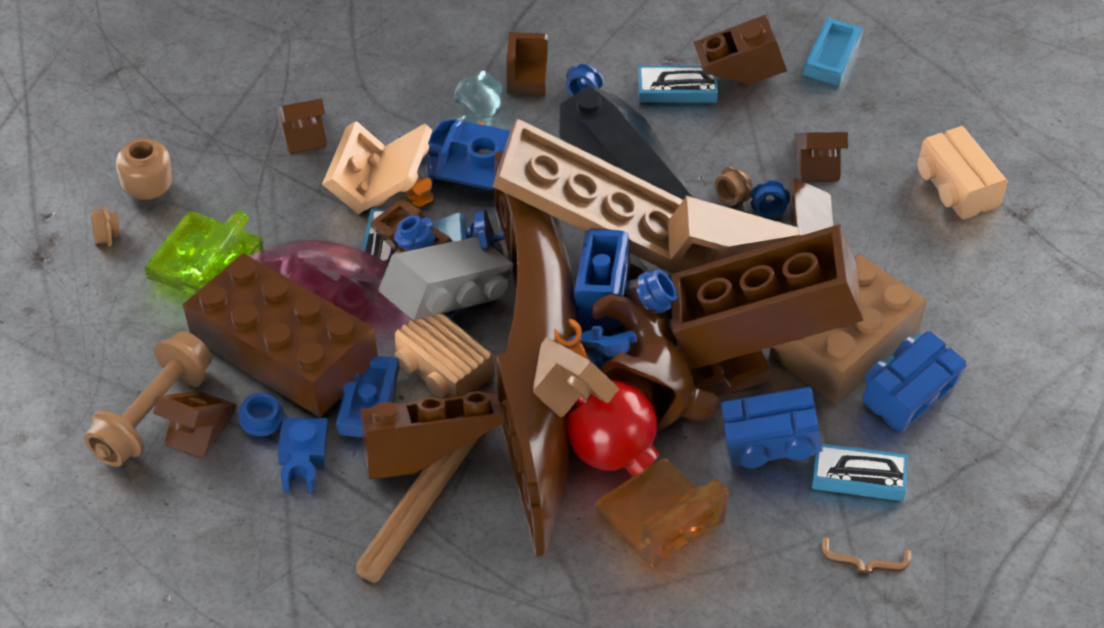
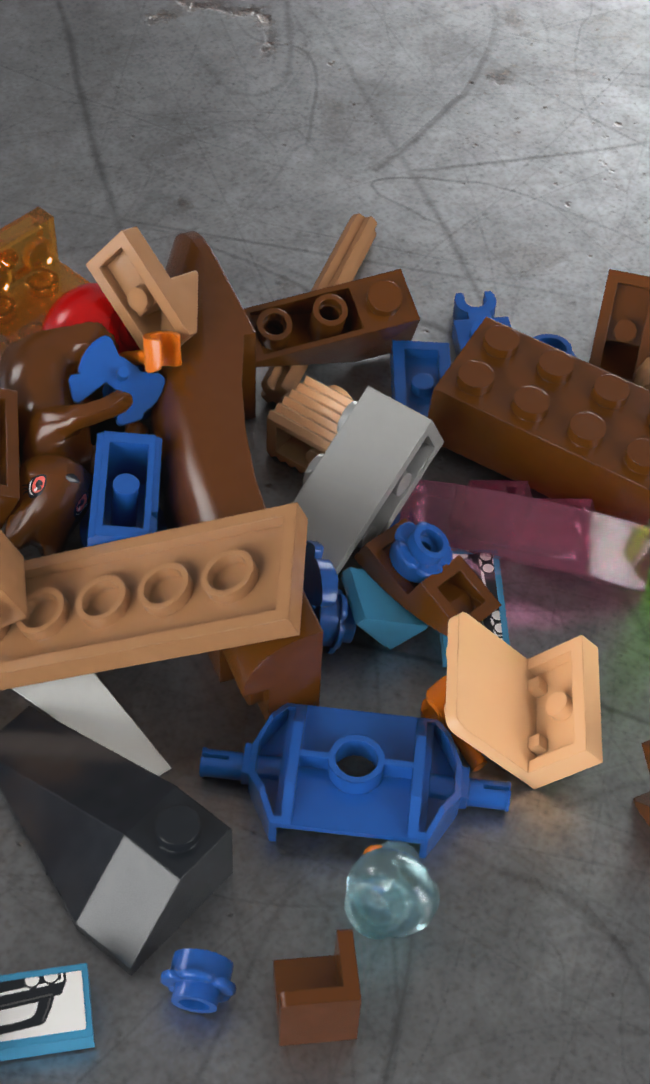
camera: 170 degrees right, 0 degrees up
(656, 290) = (40, 429): blue plate -> none

